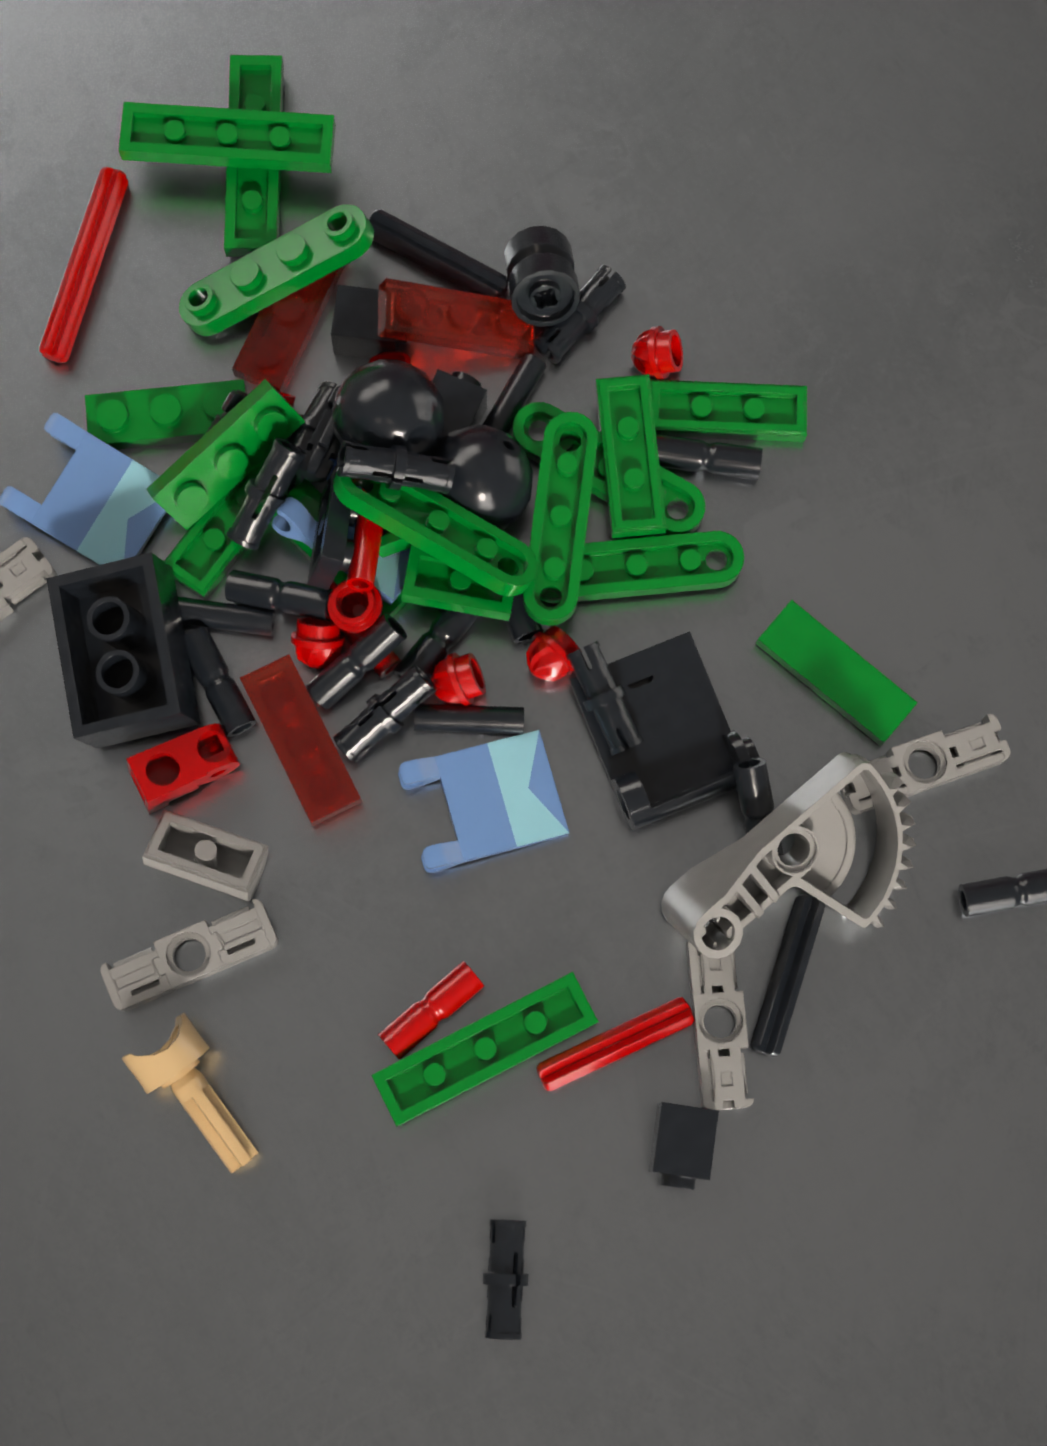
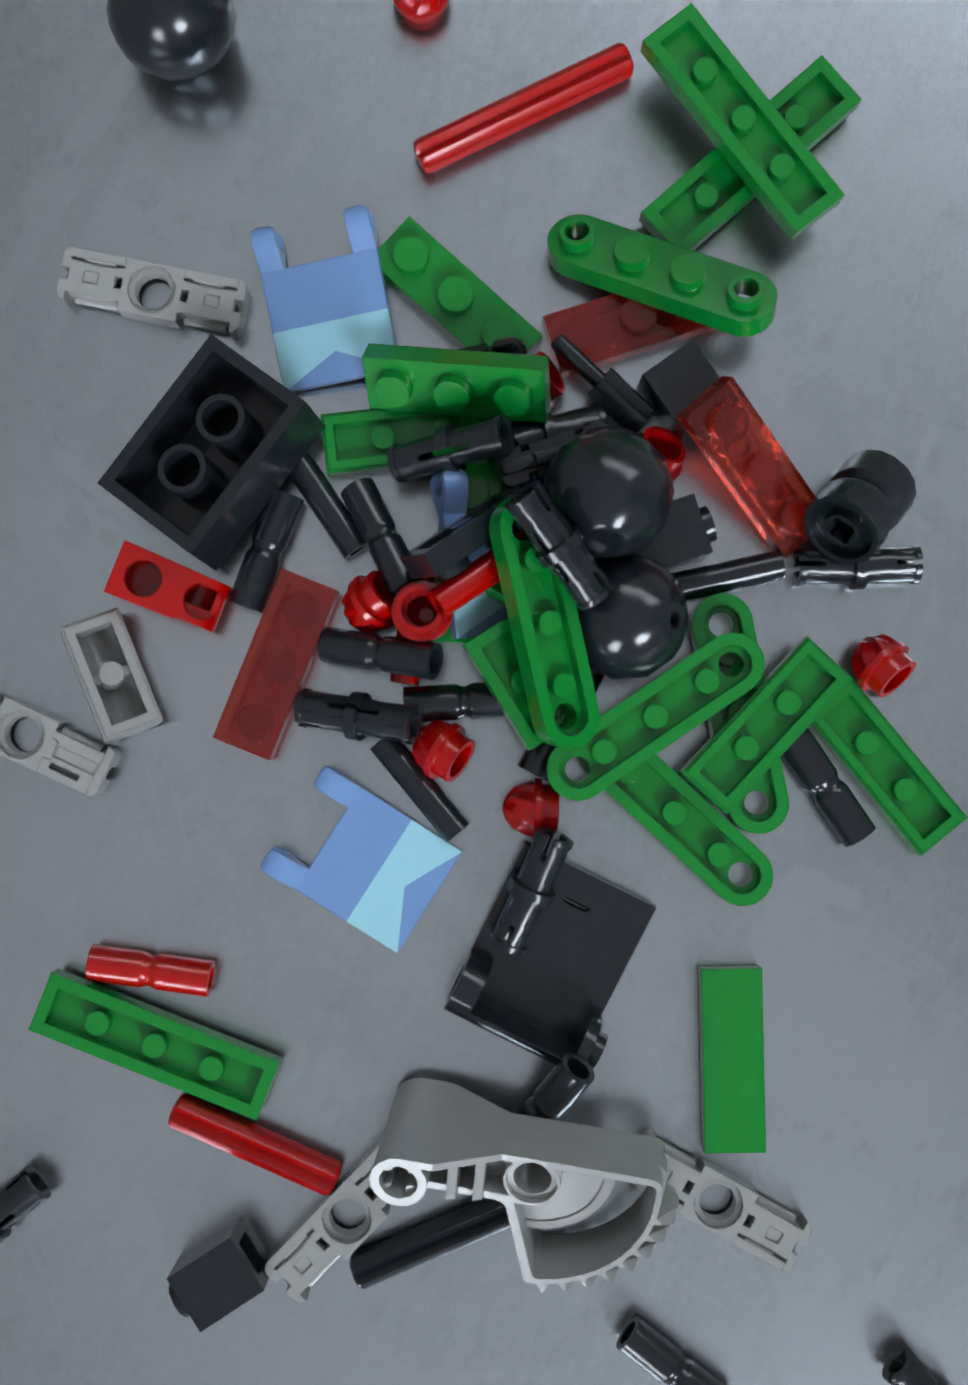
camera: 55 degrees right, 10 degrees up
(318, 367) = (608, 388): none -> black axle
(437, 256) = (800, 398): black axle -> none

